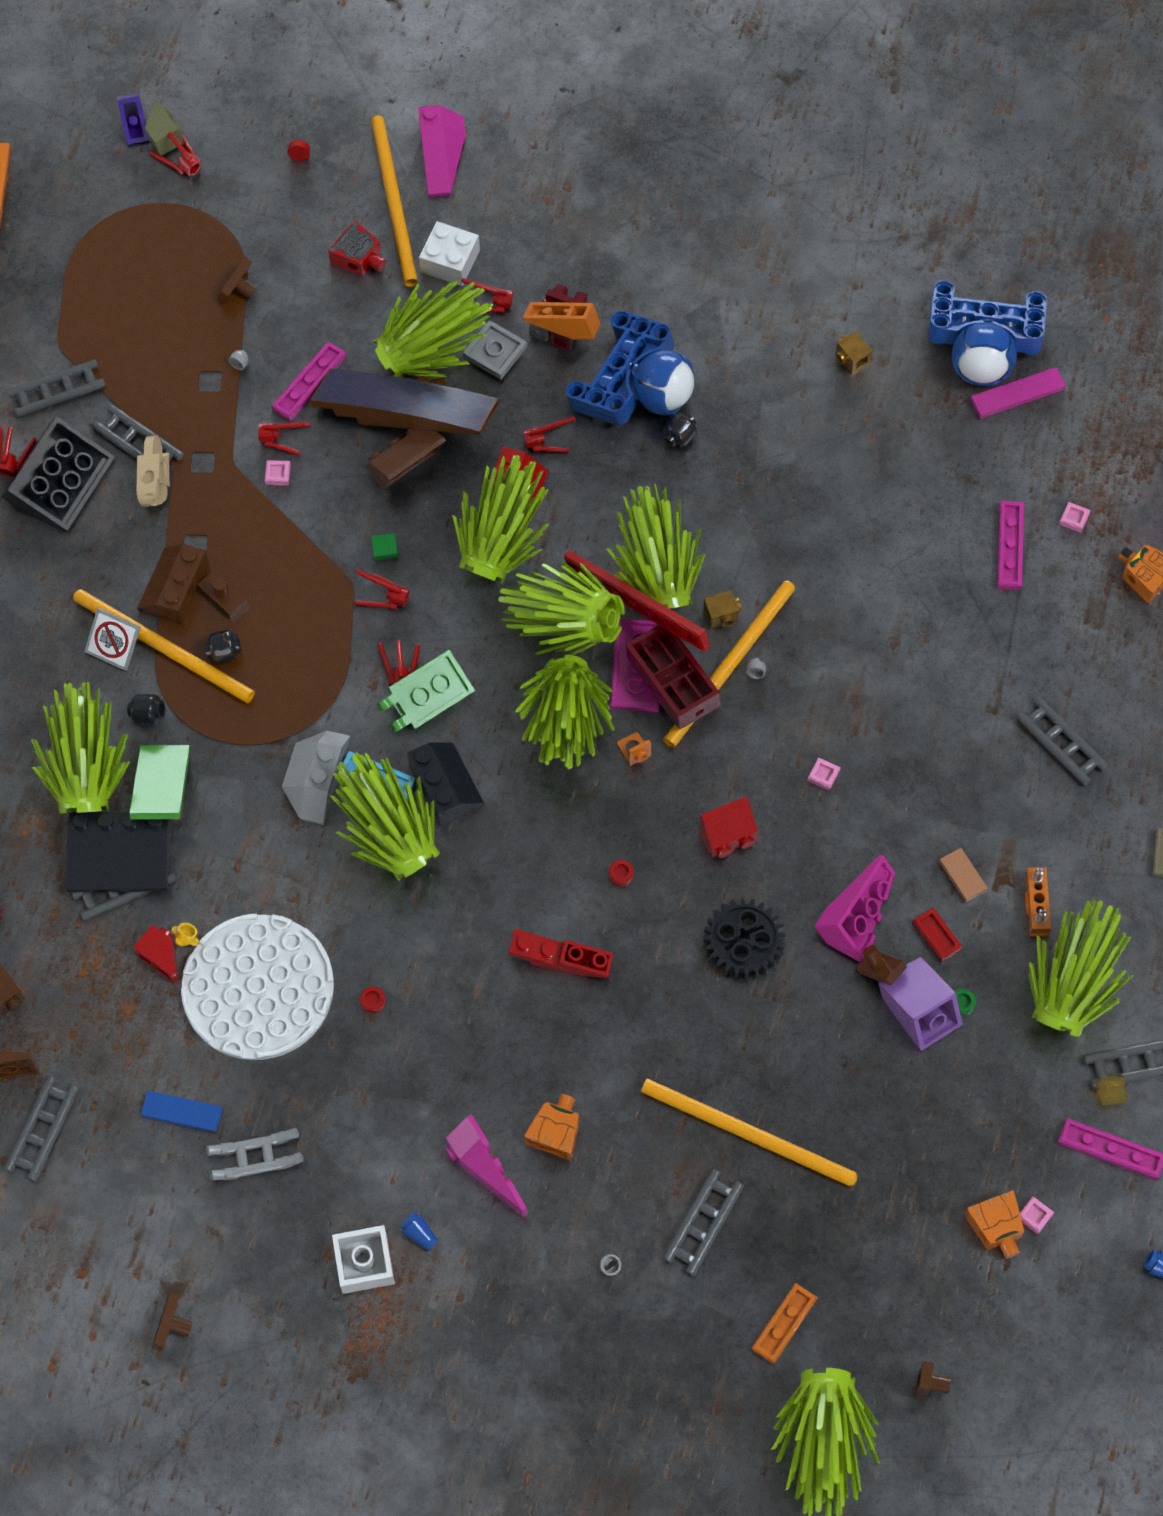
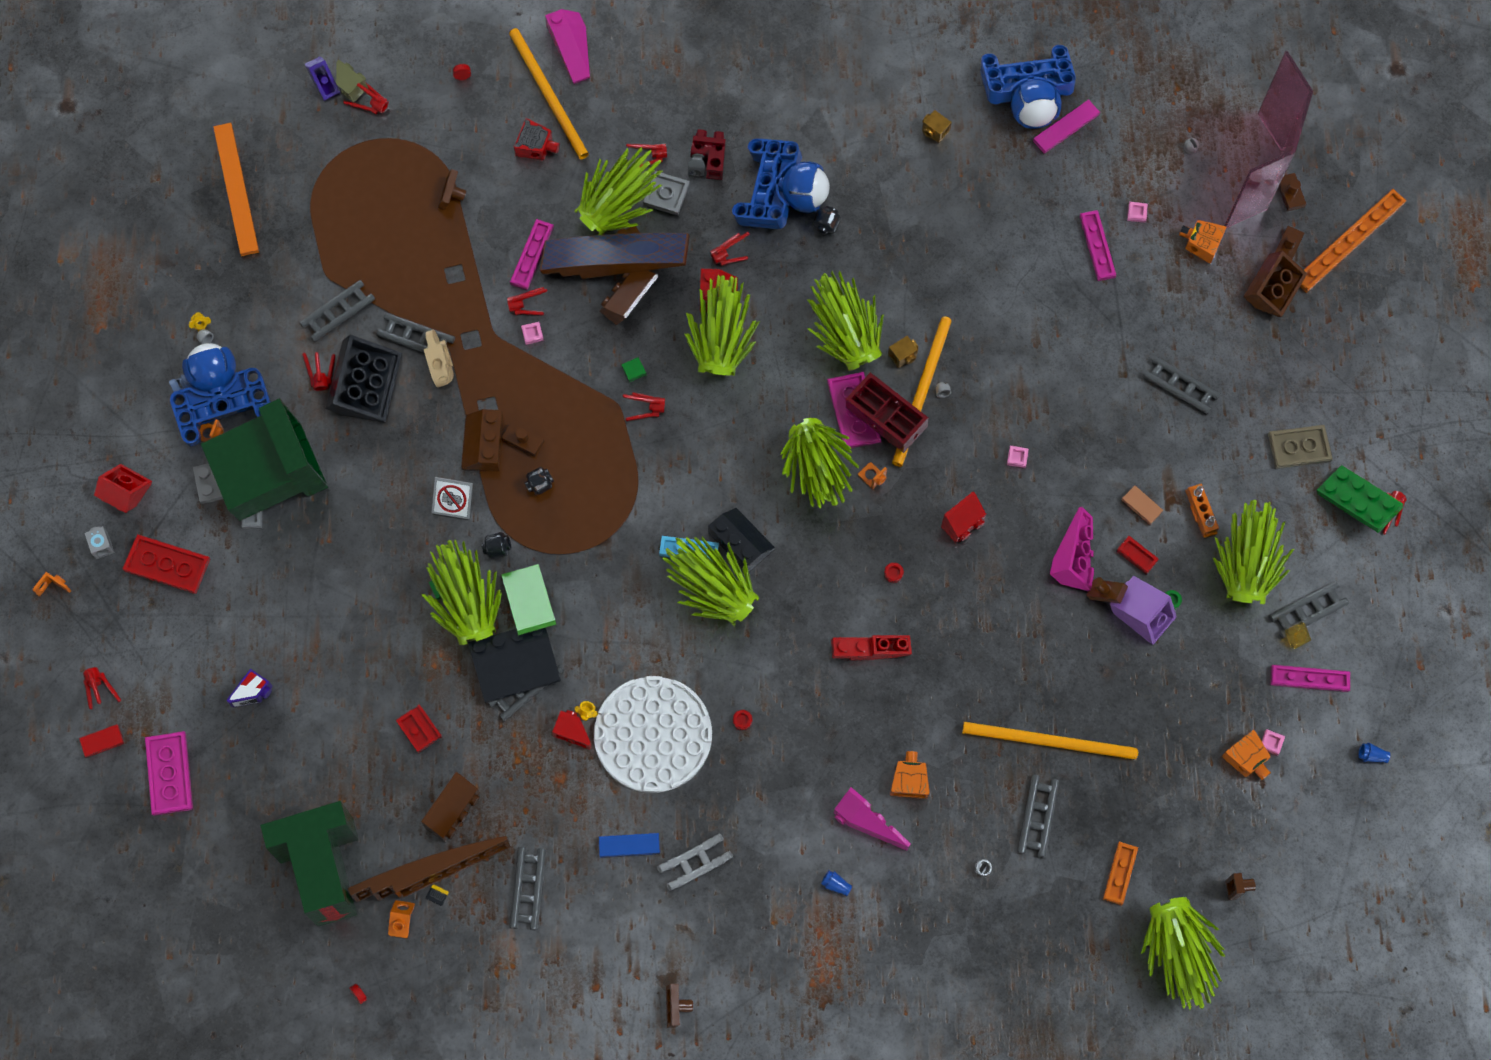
camera: 20 degrees left, 5 degrees up
(171, 650) = (497, 493): light orange piece -> none
(238, 359) = (472, 251): light grey hinge -> none
(310, 774) = (641, 560): light grey wedge -> none
(363, 1259) = (803, 916): white brick -> none
(399, 672) = (681, 468): red plant -> none
(427, 692) = (705, 474): tile -> none
(449, 253) = (606, 125): white brick -> none
(565, 319) = (716, 156): orange slope -> none
(576, 612) = (800, 382): lime plant -> none
(643, 604) = (843, 363): red tile -> none
(757, 956) = (987, 586): black gear -> none

